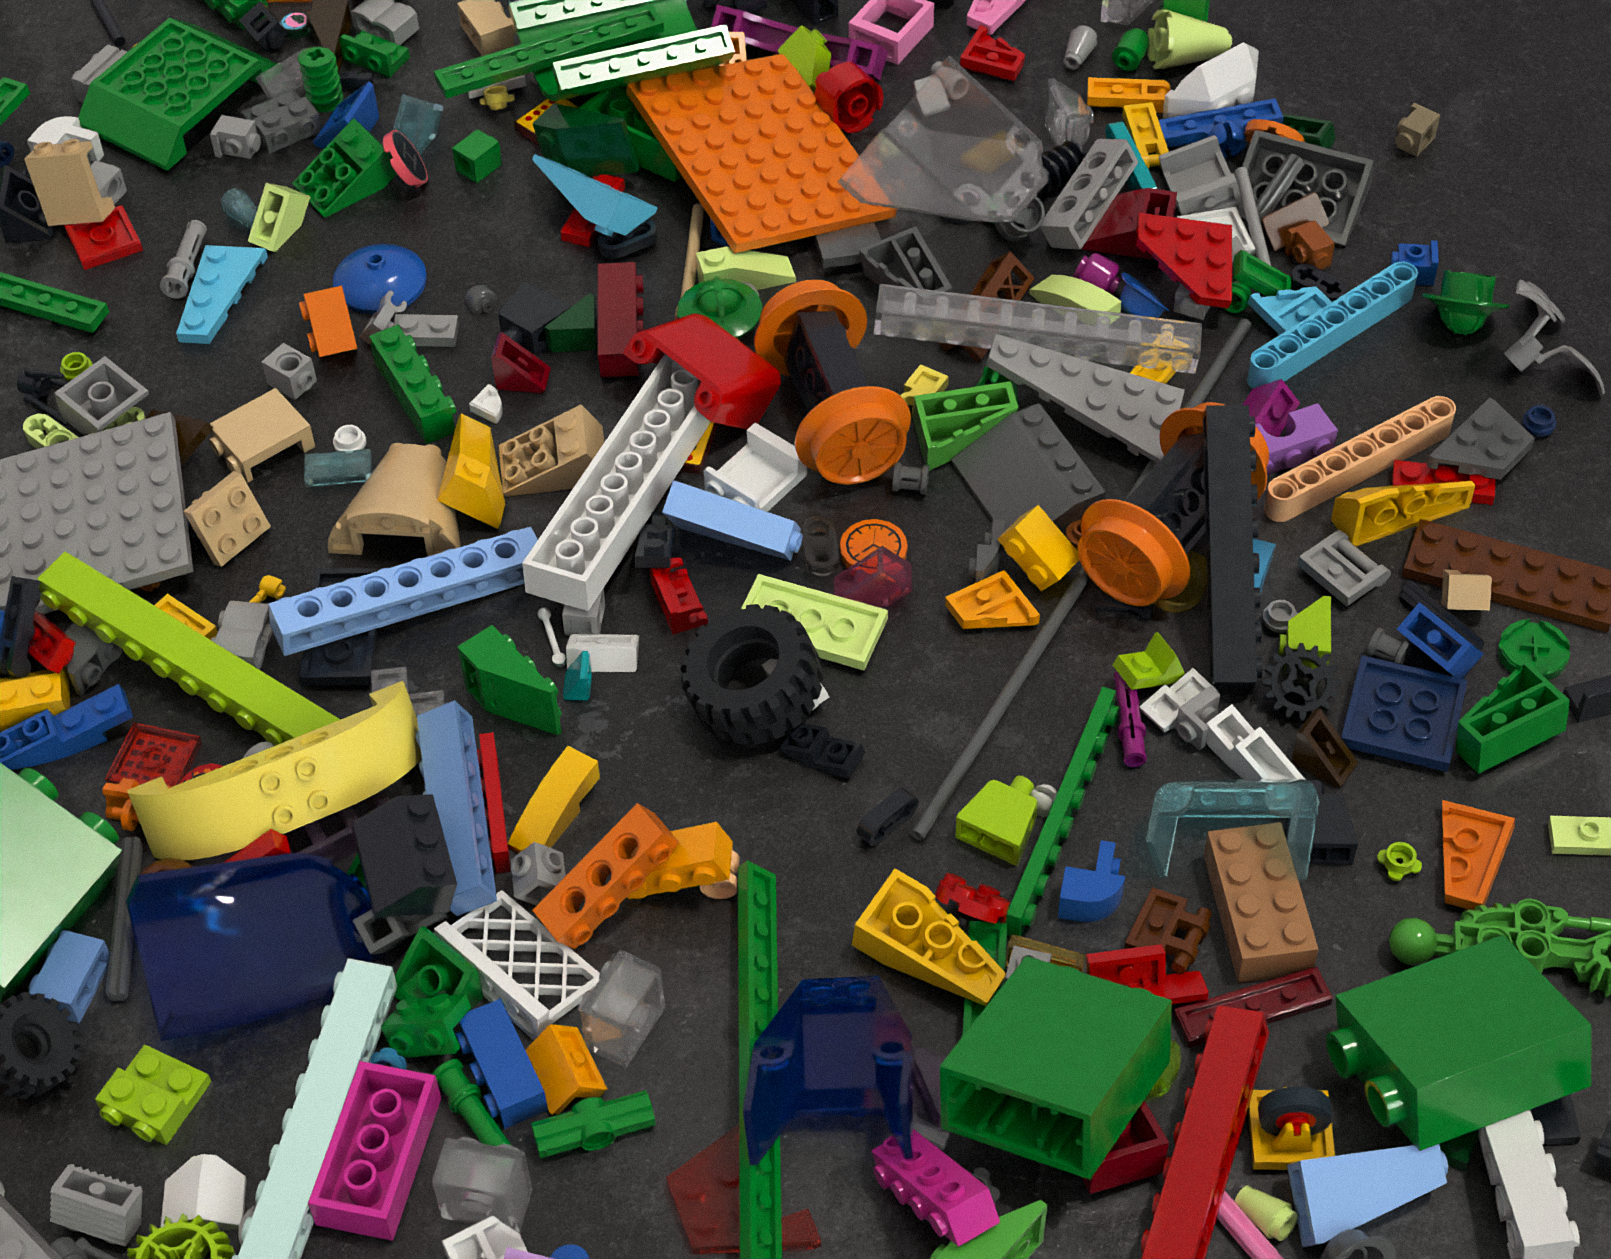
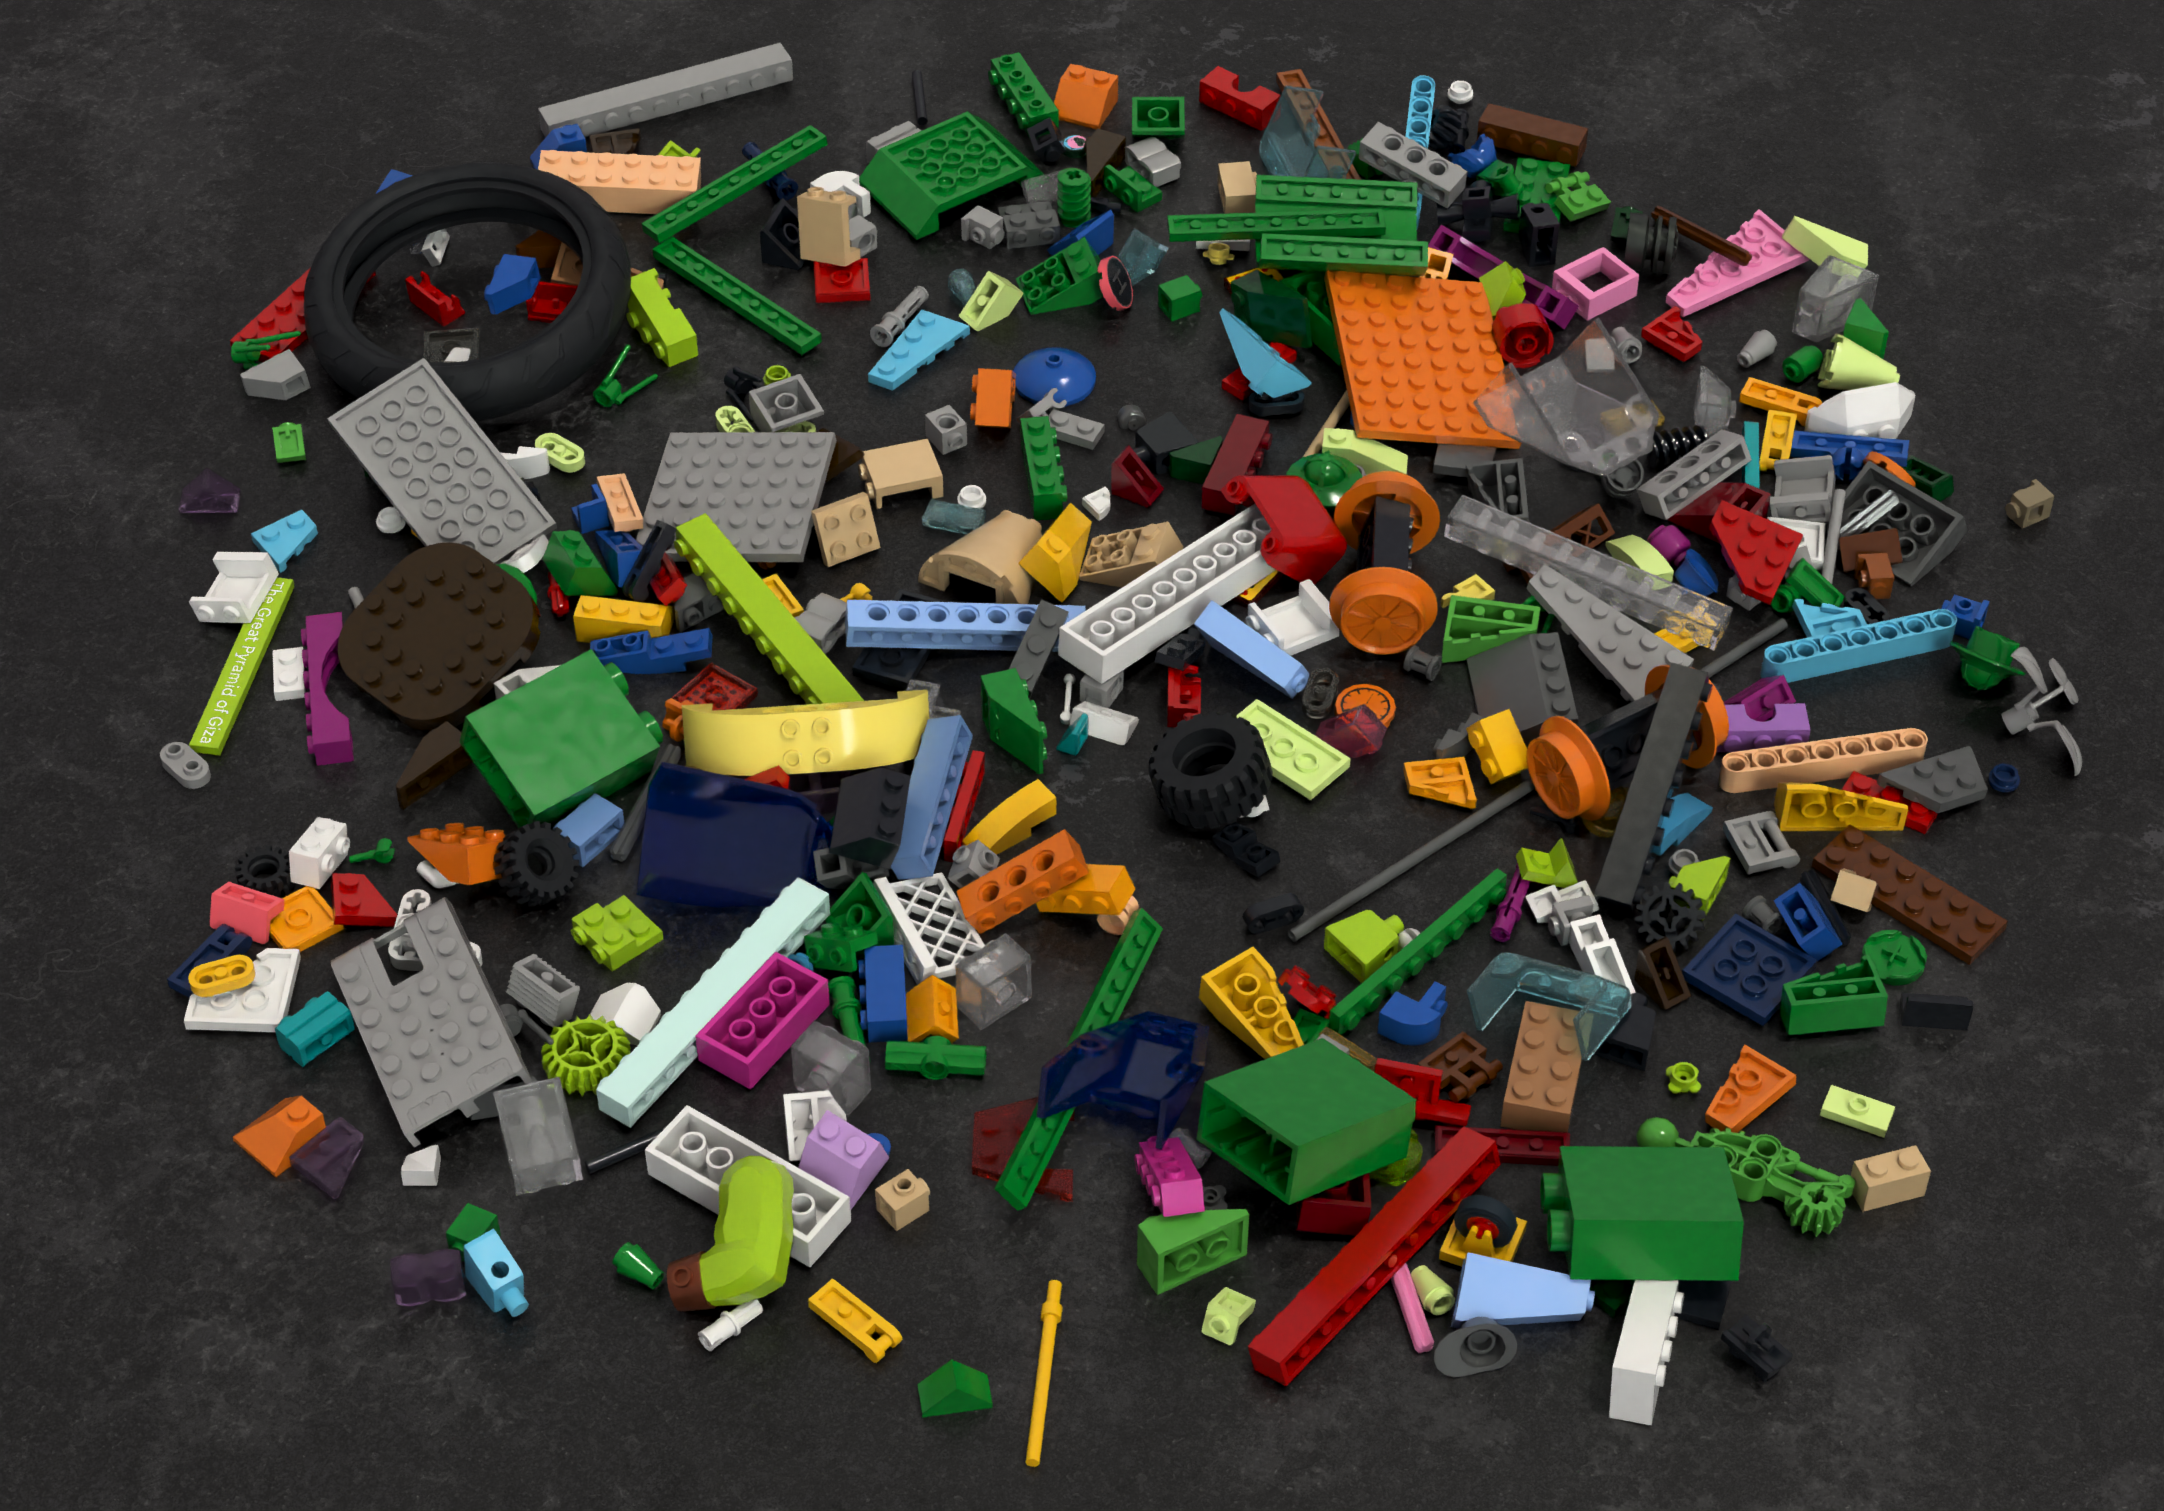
camera: 20 degrees right, 5 degrees down
(501, 586) = (1038, 643): none -> dark grey brick

